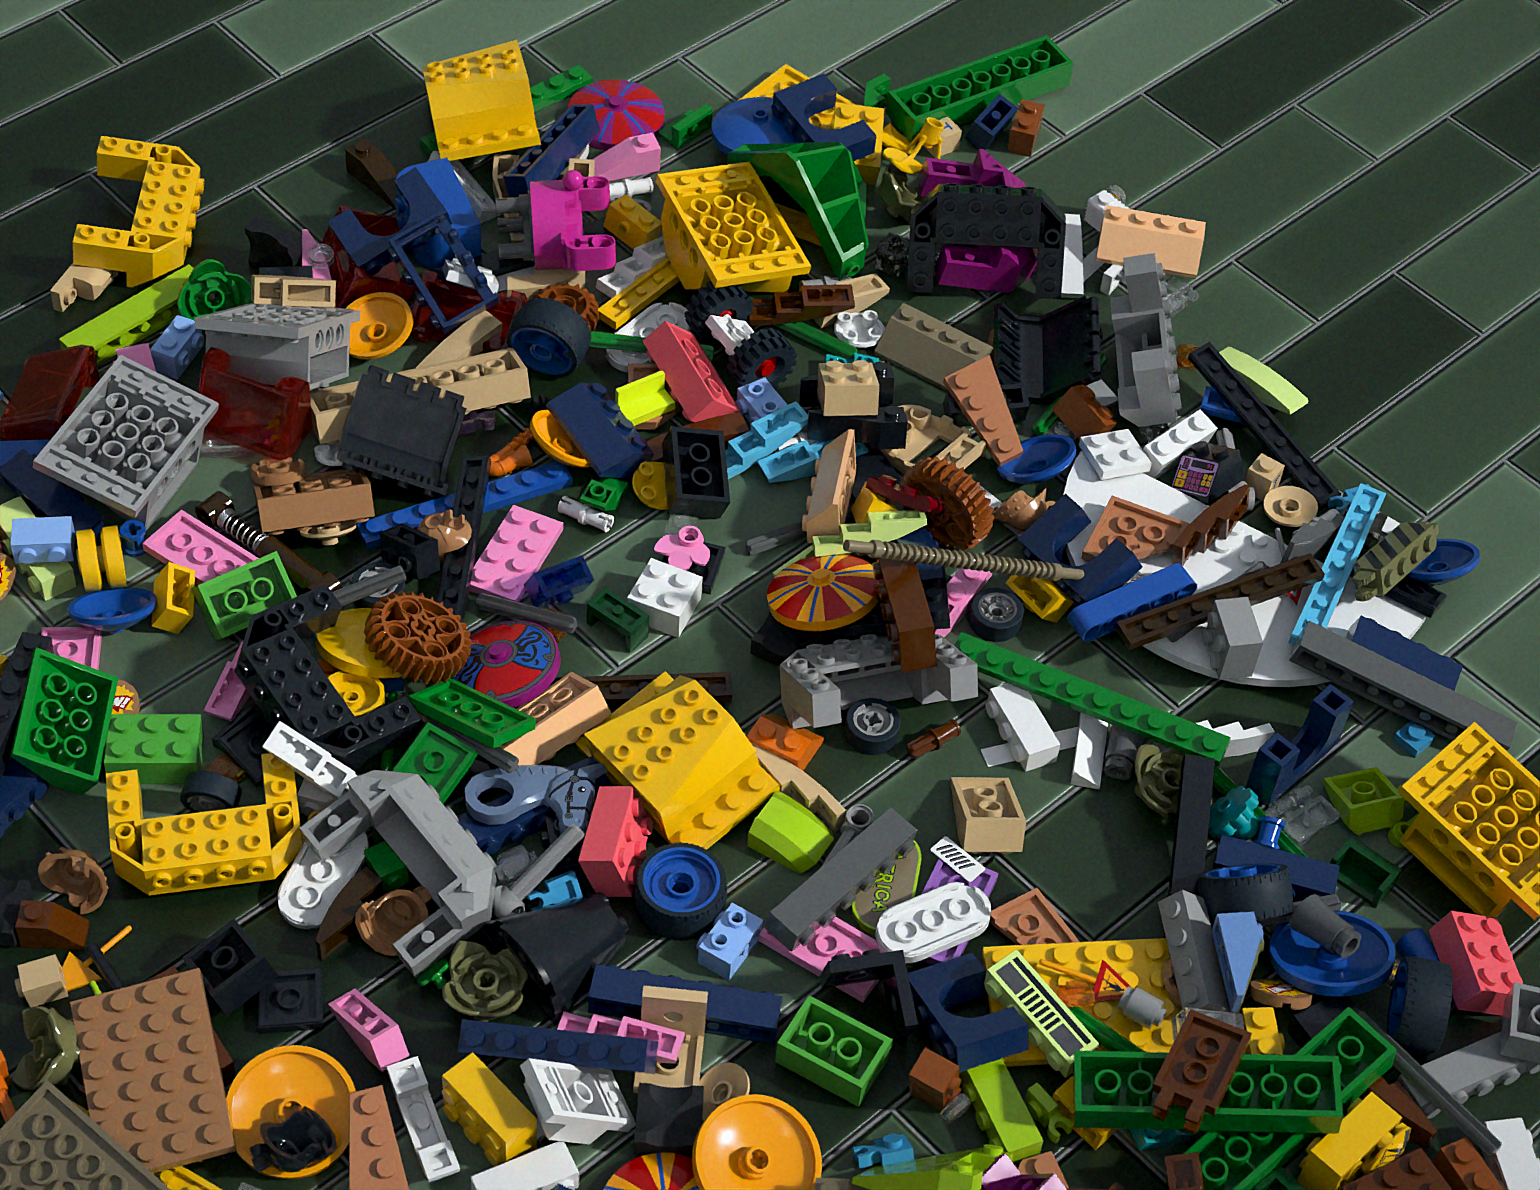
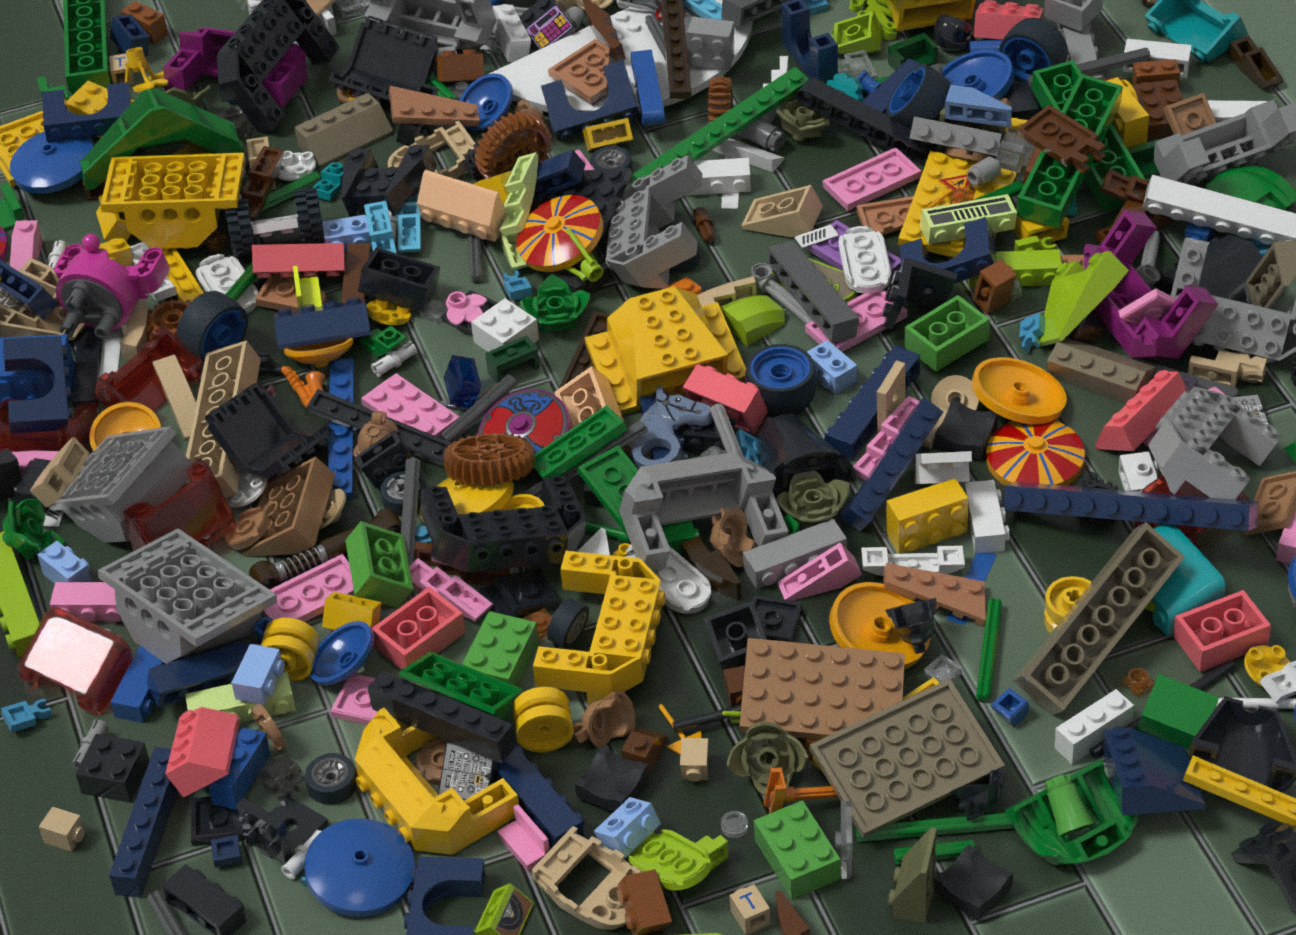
camera: 60 degrees left, 5 degrees down
(59, 812) = (542, 719): none -> yellow wheel
(166, 663) = (417, 628): none -> coral brick
(309, 760) = (592, 535): white slope -> none
(320, 256) = (26, 449): clear tile -> none
(397, 992) = (783, 556): none -> light grey brick
(454, 272) = (108, 362): white plate -> none
(465, 258) = (109, 384): dark blue window -> none
(718, 632) = (556, 305): none -> green brick
(747, 589) = (517, 287): none -> dark azure plate
(781, 639) = (589, 267): none -> lime plant
(848, 388) = (381, 165): tan brick -> none
(905, 494) = (501, 161): dark red plate -> none
(907, 614) = (621, 174): reddish brown brick -> none
(963, 560) = (599, 131): dark tan hose -> none
(1098, 891) = (871, 179): none -> bright pink plate
(1115, 454) = (506, 60): white plate -> none
(1147, 681) = (720, 97): none -> dark orange gear
(1321, 924) = (963, 70): dark grey plant -> none
(1425, 902) = (952, 33): none -> black piece

